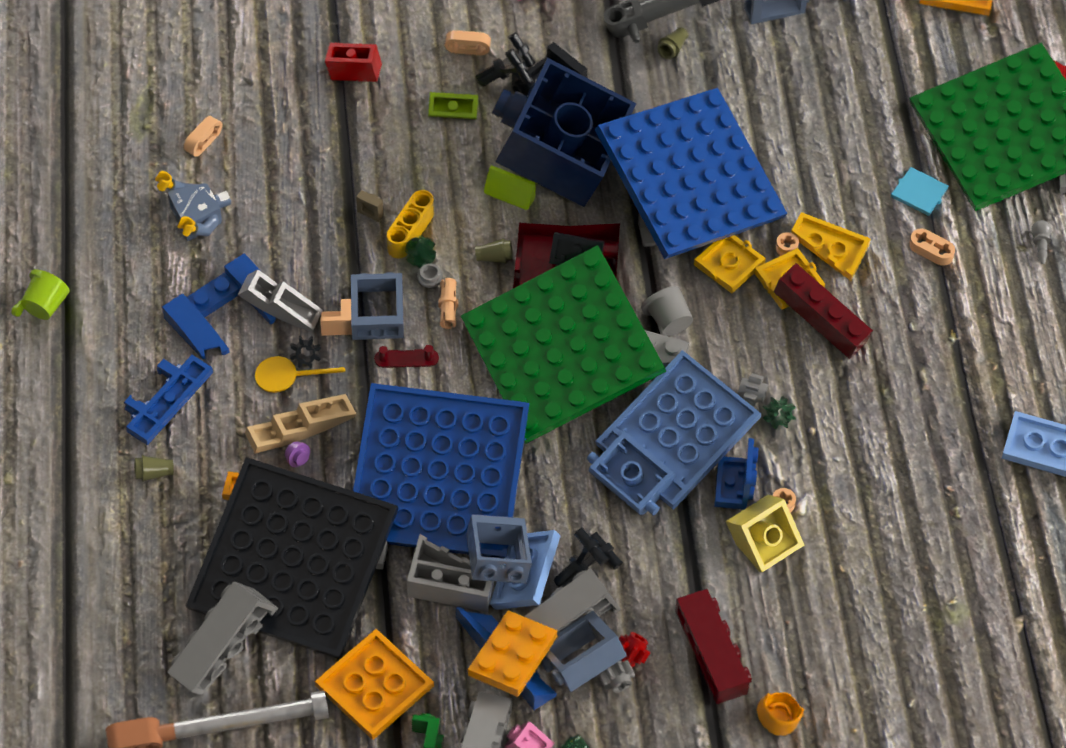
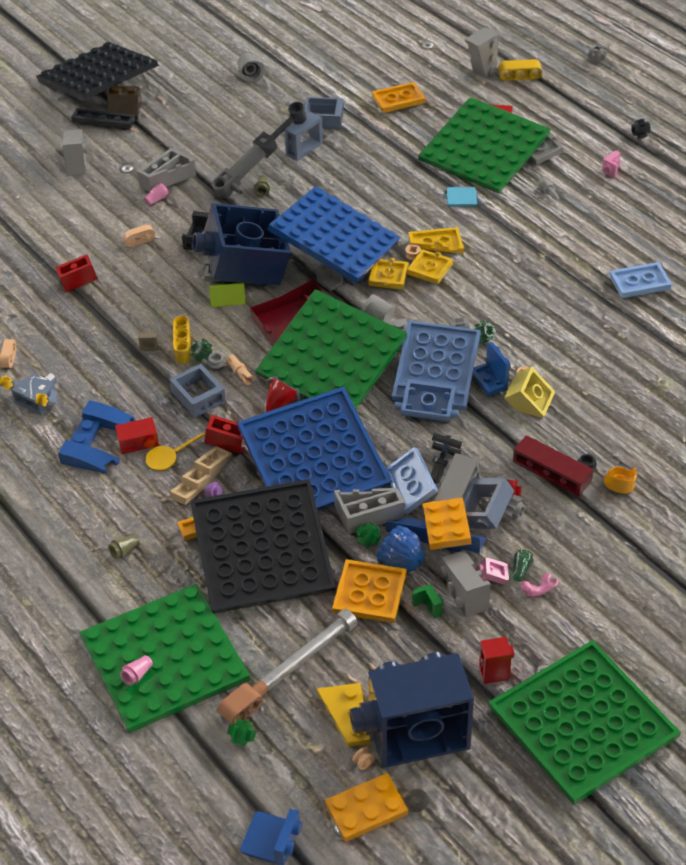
camera: 30 degrees left, 10 degrees down
(51, 633) = (135, 670): none -> bright pink cone
(100, 631) = (187, 653): none -> green plate
(180, 386) = (104, 493): blue hinge -> none
(220, 636) = (252, 612): light grey wedge -> none
(266, 330) = (137, 435): none -> red brick
(280, 301) = (120, 413): light grey slope -> none
(309, 347) = (178, 434): black gear -> none
(337, 321) = (180, 410): light nougat panel -> none
(355, 380) = (224, 434): none -> red brick
(406, 358) = (239, 410): dark red piece -> none
(425, 611) = (368, 534): none -> green gear
(445, 654) = (401, 549): none -> blue hair
(453, 105) = (155, 270): lime slope -> none
(462, 367) = (280, 394): none -> red hat
(495, 251) = (246, 330): olive cone -> none
(511, 532) = (406, 472): sand blue window -> none
(513, 63) = (178, 228): black axle -> none
(569, 246) = (293, 303): black bracket -> none
(759, 666) = (588, 460): none -> black plate
(823, 311) = (465, 270): dark red brick -> none
(932, 247) = (493, 218): light nougat beam -> none

